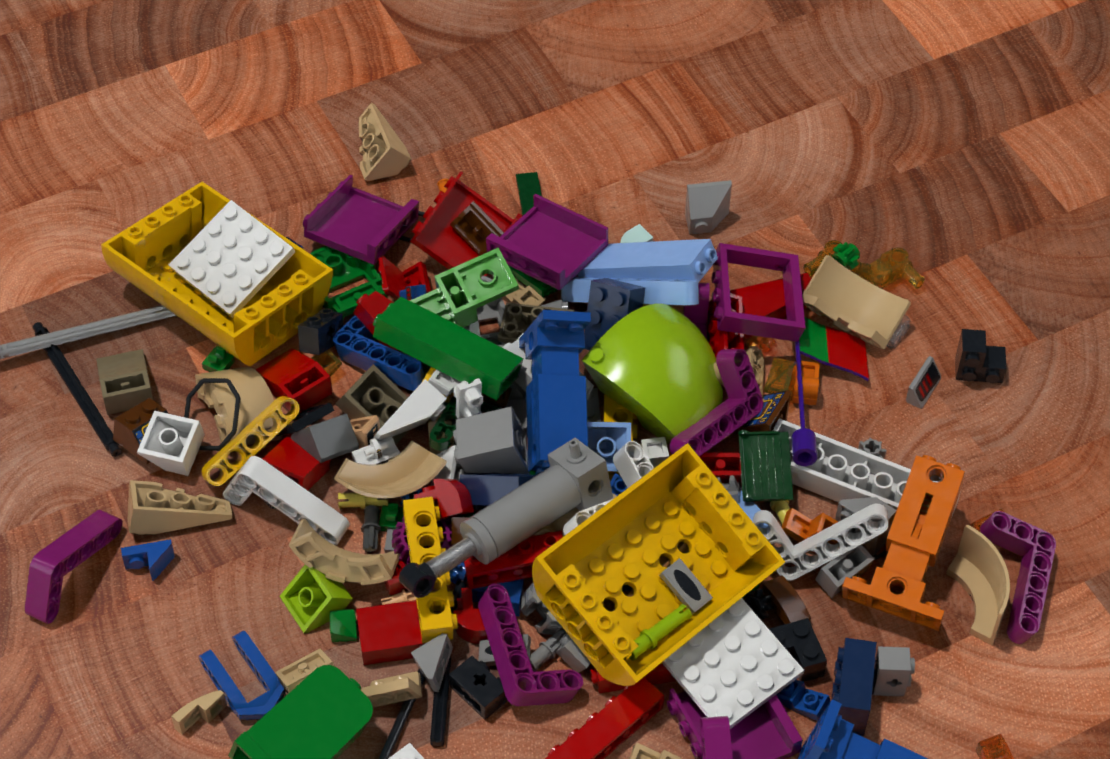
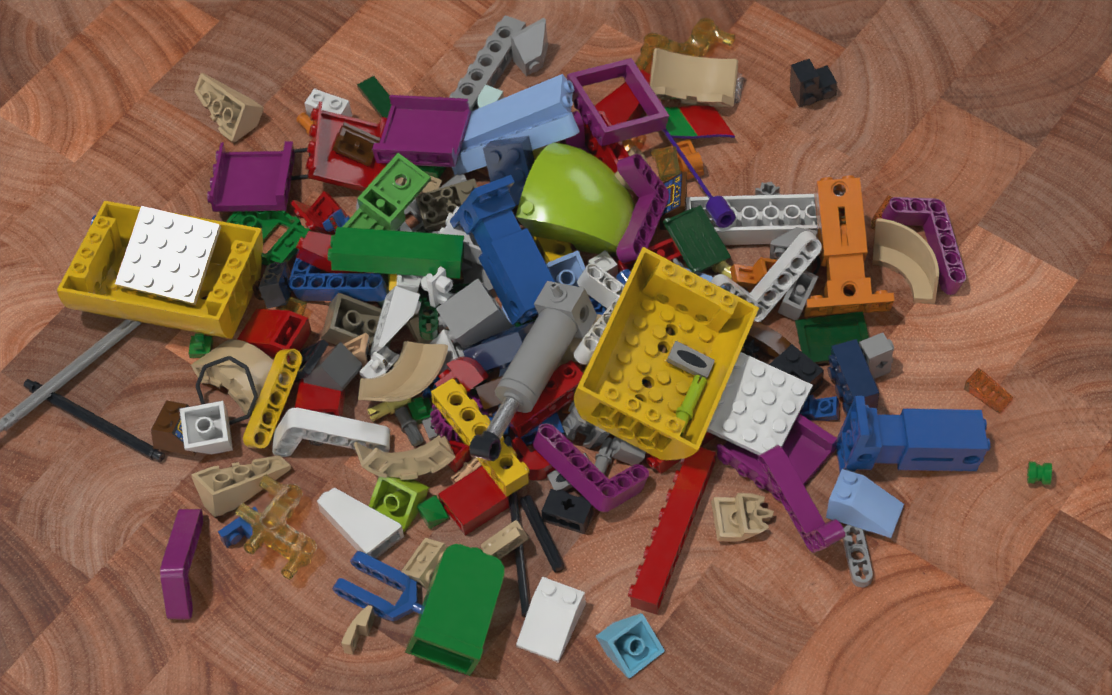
camera: 20 degrees left, 5 degrees up
(124, 381) = (133, 395): dark tan slope -> none
(177, 579) = (271, 527): none -> clear yellow pin
(265, 607) = (360, 524): none -> white slope
(433, 659) = (521, 506): light grey slope -> none
(476, 180) = (329, 103): none -> white brick
(655, 207) = (489, 62): none -> light grey brick
(846, 255) = (668, 41): green gear -> none
(855, 621) = (820, 333): none -> dark green piece
(923, 383) = (778, 121): slope -> none

